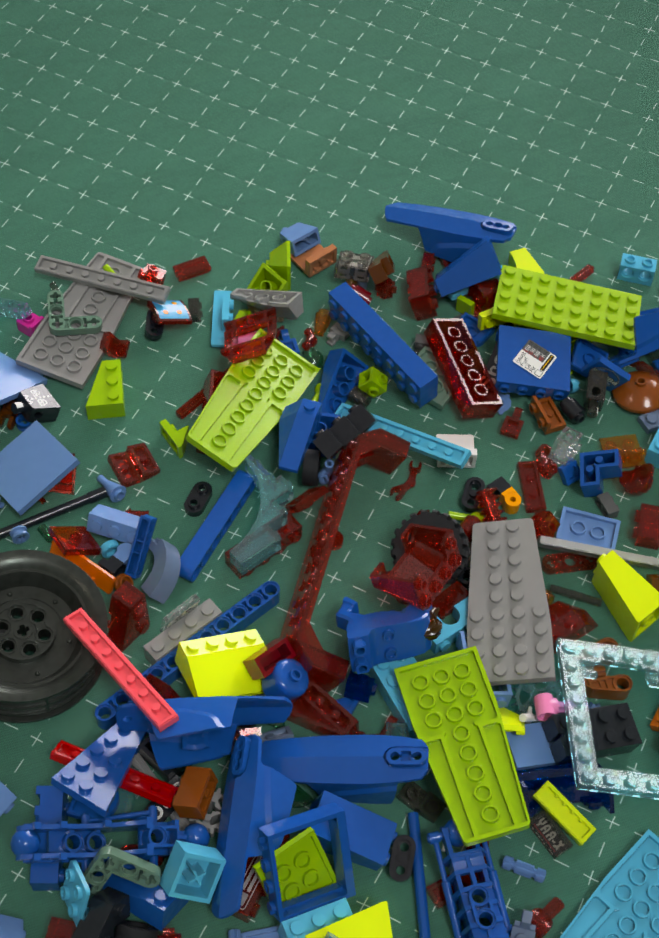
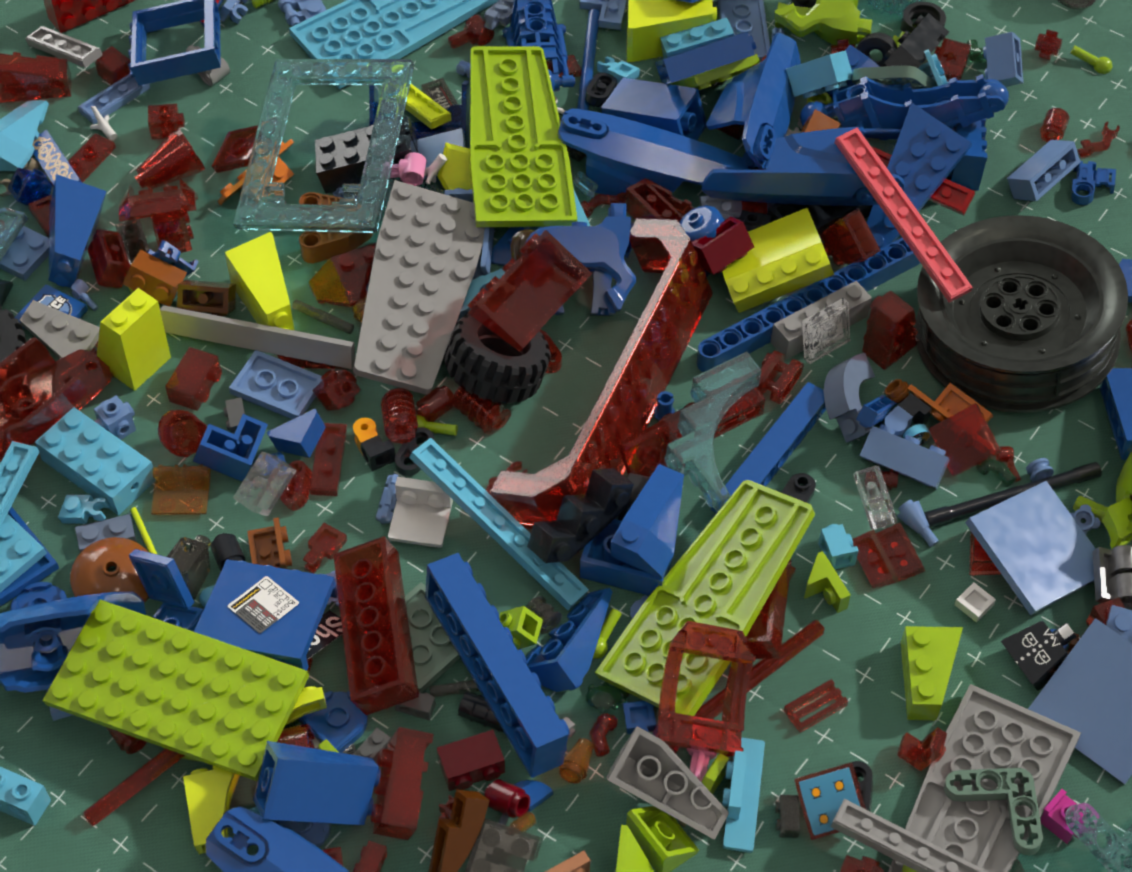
camera: 170 degrees left, 0 degrees up
(43, 545) = (1007, 456): none -> clear red hand
(74, 439) = (975, 602): none -> white plate
(142, 488) = (875, 497): none -> clear brick
(168, 461) = (838, 546): none -> medium azure brick
(177, 368) = (810, 696): none -> clear red tile
(220, 592) = (771, 366): none -> clear red brick
(299, 547) = (664, 405): none -> blue pin
(387, 888) = (618, 69): none -> medium azure plate
(390, 310) = (471, 760): none -> dark red piece
(445, 312) = (373, 744): none -> dark grey piece
(480, 467) = (387, 501): none -> medium blue axle
(557, 487) = (299, 434): none -> blue slope
(627, 417) = (142, 530): none -> neon yellow axle

